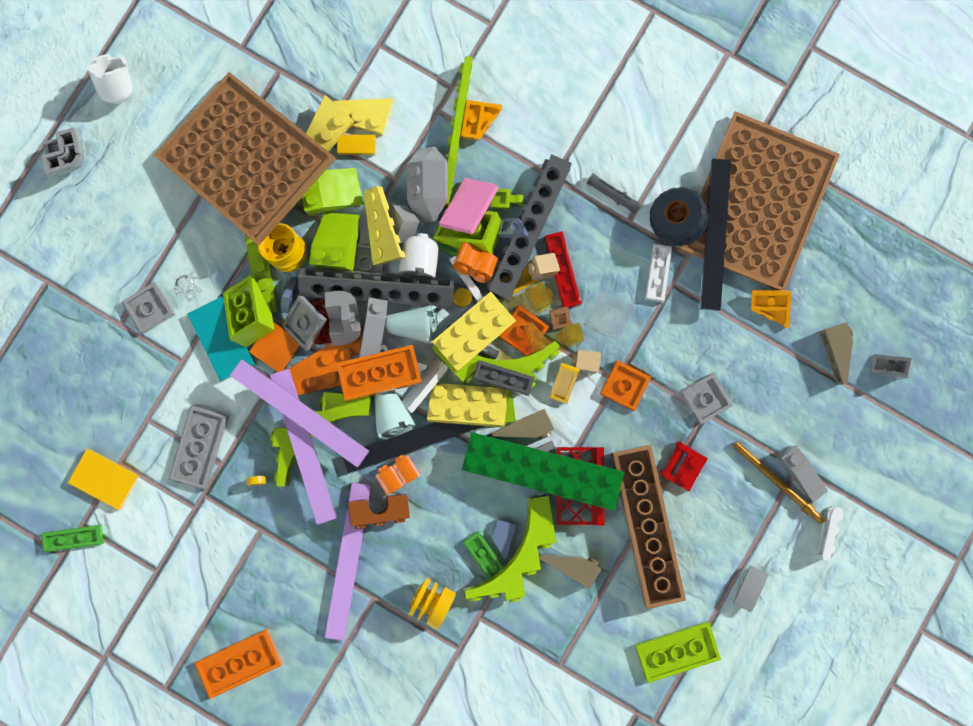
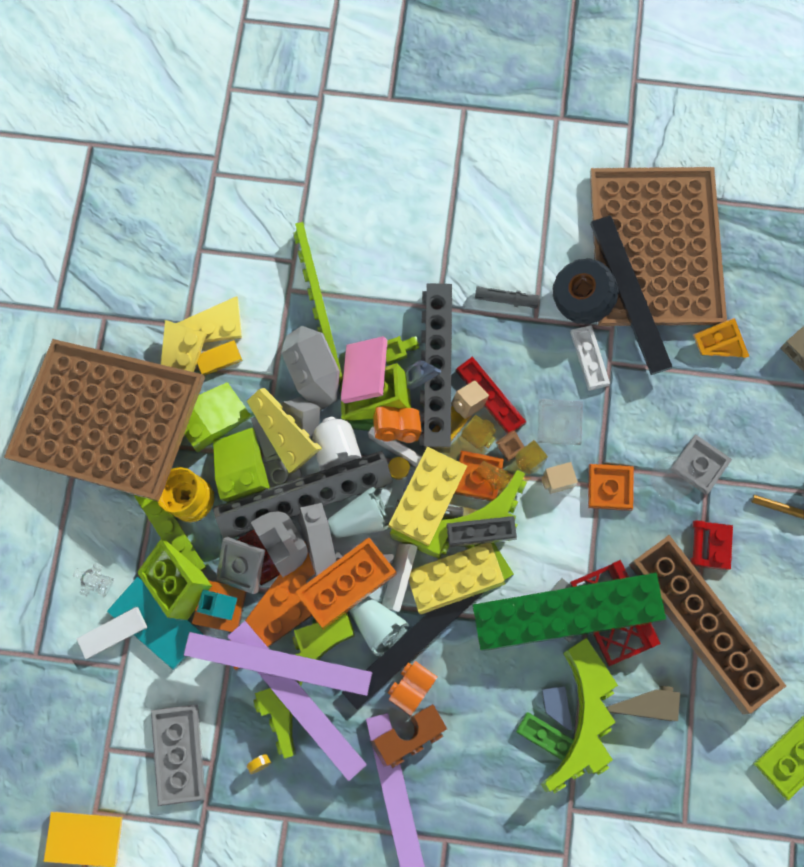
camera: 20 degrees left, 10 degrees down
(148, 308) = (60, 624): light grey tile -> none
(184, 332) = (111, 633): none -> white tile
(272, 346) = (217, 604): none -> teal brick
(288, 295) = (211, 543): sand blue tile -> none
(431, 603) = (514, 815): yellow wheel -> none
(478, 119) = (335, 280): light orange wing -> none
(529, 427) = (532, 573): dark tan slope -> none
(564, 383) = (546, 511): yellow tile -> none

